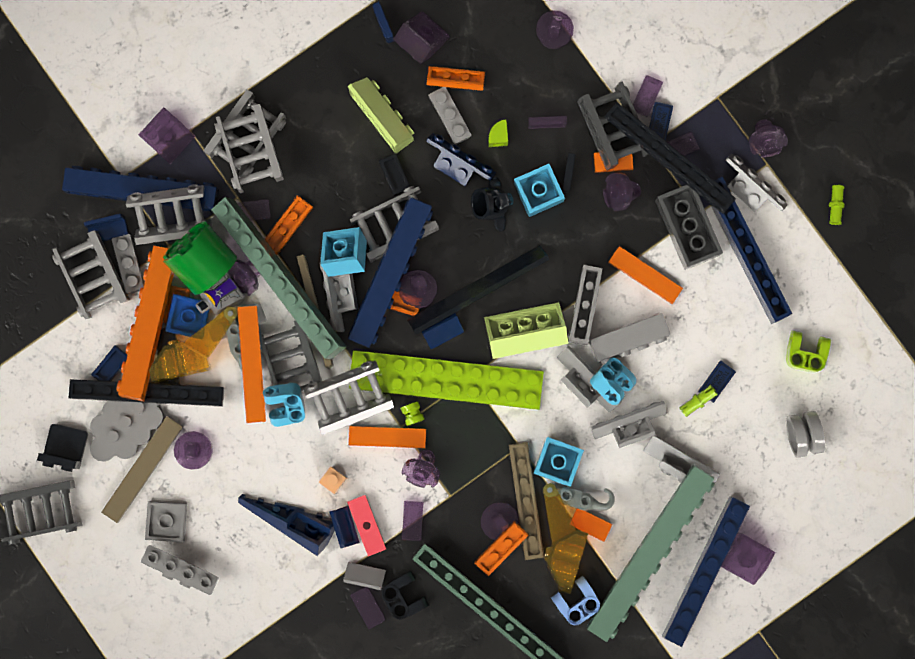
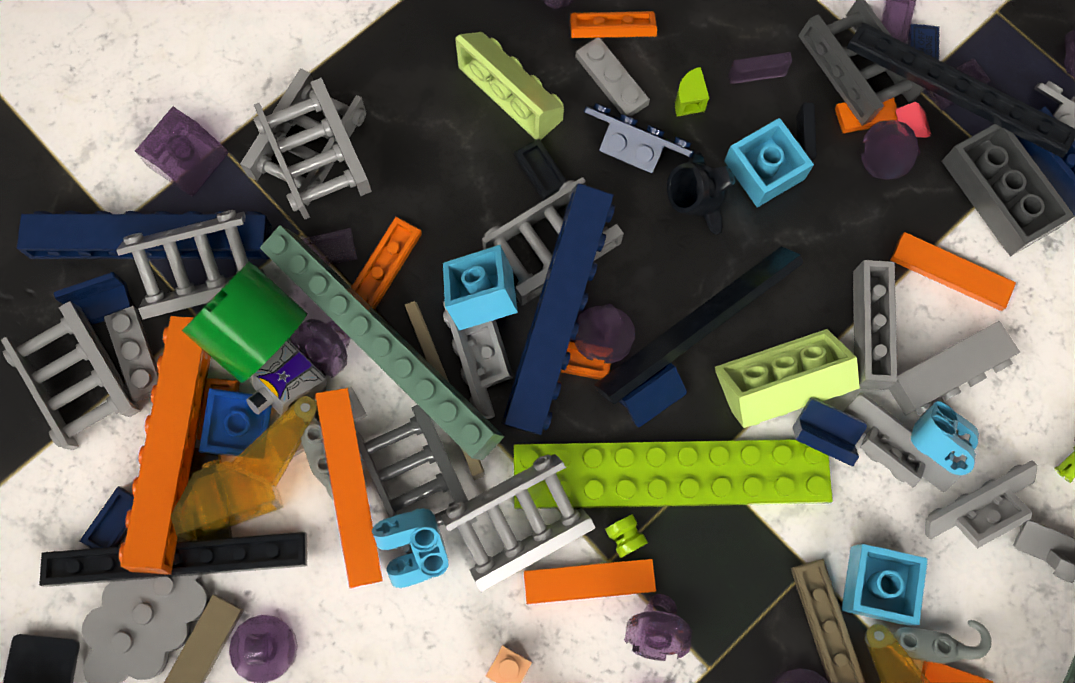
camera: 15 degrees left, 10 degrees down
(544, 367) = (829, 431): none -> dark blue panel
(641, 171) = (915, 118): none -> coral slope

